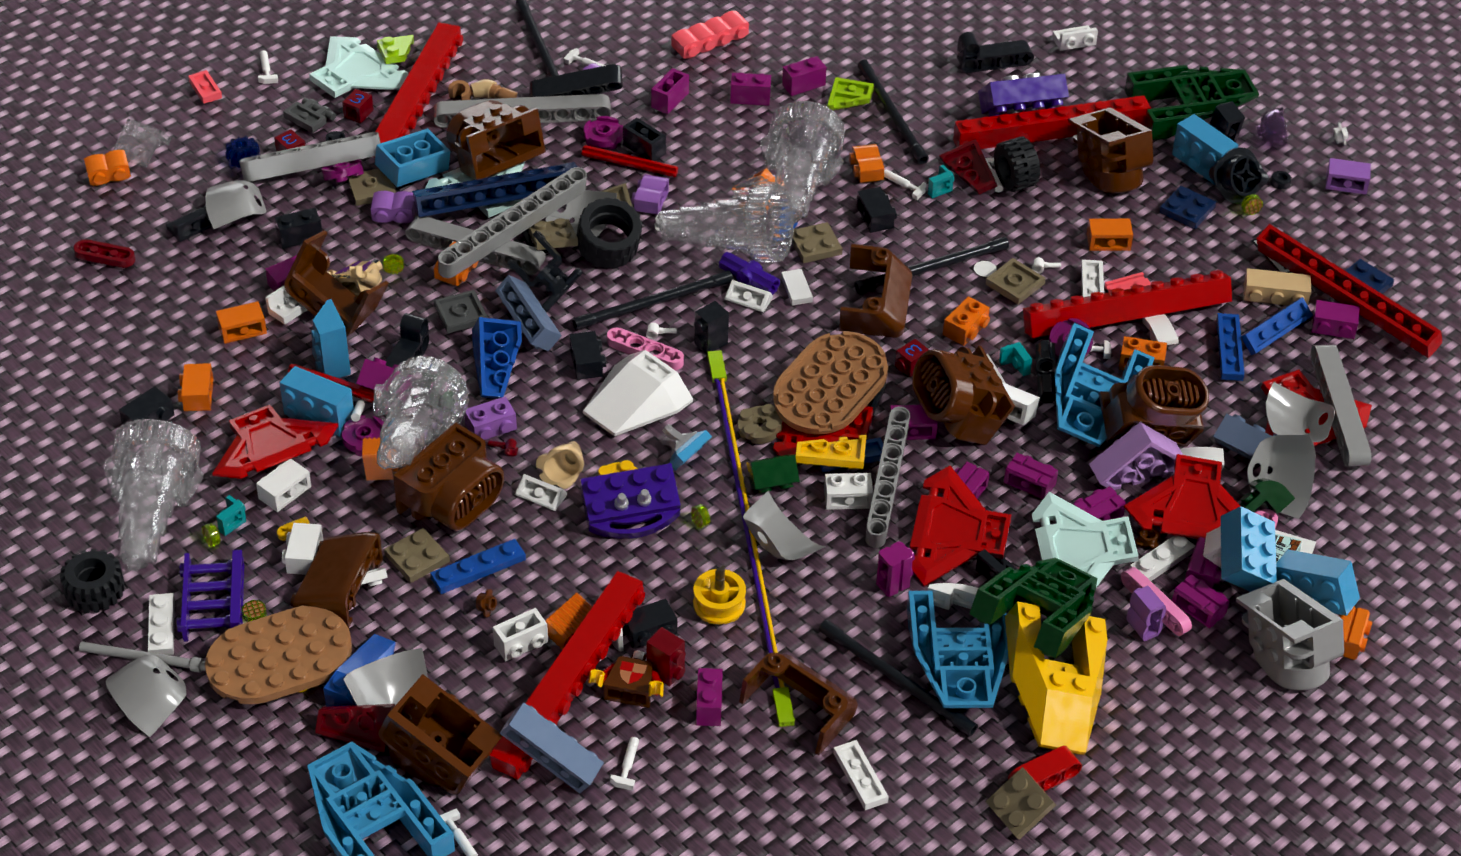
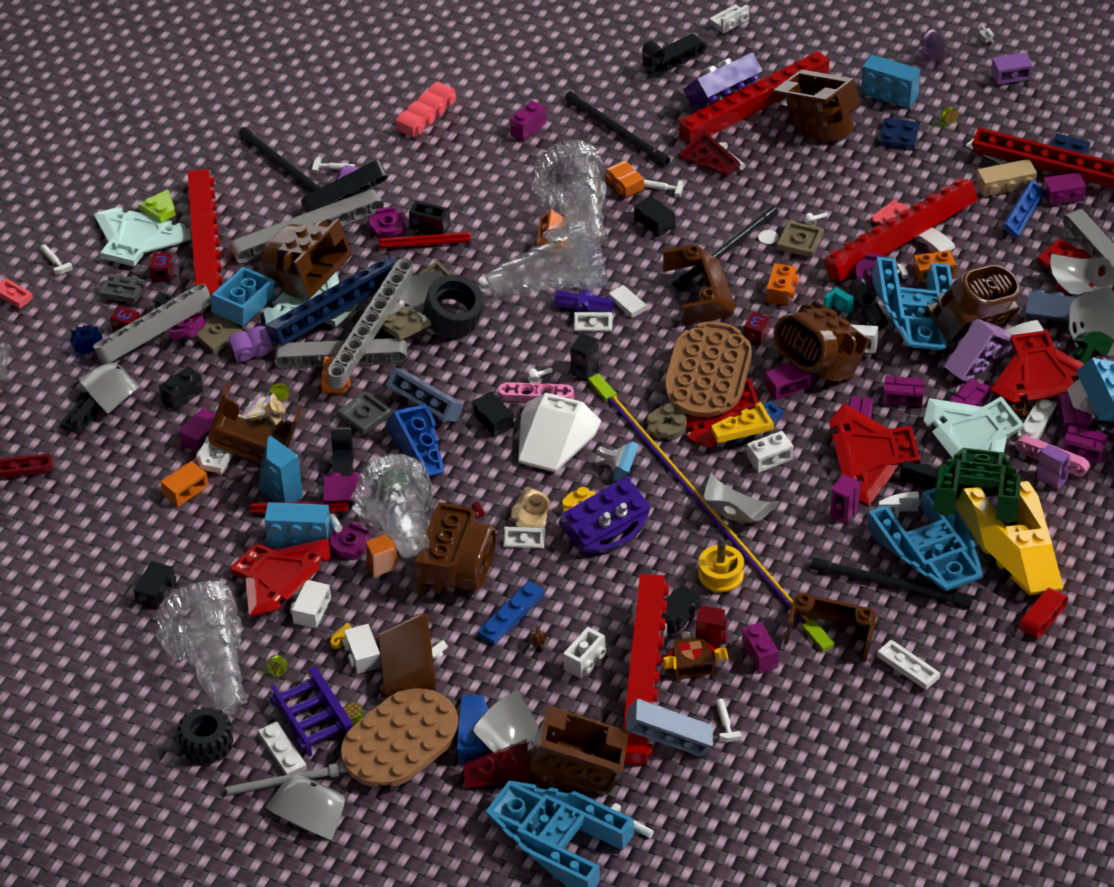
camera: 20 degrees left, 0 degrees up
(196, 387) = (183, 550): orange brick -> none
(231, 517) = (284, 641): teal bracket -> none
(417, 555) = (456, 622): dark tan plate -> none
(480, 89) = (259, 218): medium nougat piece -> none
(495, 419) = (450, 489): medium lavender brick -> none
(550, 276) = (426, 358): black piece -> none
(567, 619) = (615, 628): orange brick -> none
(592, 318) = (476, 383): black piece -> none
(650, 194) = (461, 261): medium lavender brick -> none
(670, 91) = (424, 169): magenta brick -> none
(700, 516) = (665, 511): clear neon green tile -> none
(750, 89) = (490, 146): magenta brick -> none
(773, 472) = (703, 457): dark green brick -> none
(816, 242) = (622, 259): dark tan plate -> none
(849, 93) = (573, 124): lime wing -> none
(884, 484) = (797, 429): light grey beam -> none
(941, 183) = (694, 176): teal bracket -> none
(1017, 164) = (750, 141): black tyre -> none
(1020, 803) = (1040, 641): dark tan plate -> none
(1091, 277) = (859, 217): white plate -> none
(1109, 234) = (853, 176): orange brick -> none
(1195, 89) = (860, 32): dark green wedge -> none
(1228, 120) = (897, 49): black brick -> none
(1230, 347) = (996, 237): blue plate -> none
(1238, 175) = (929, 94): black piece -> none
(1280, 180) = (959, 88): black tile -> none

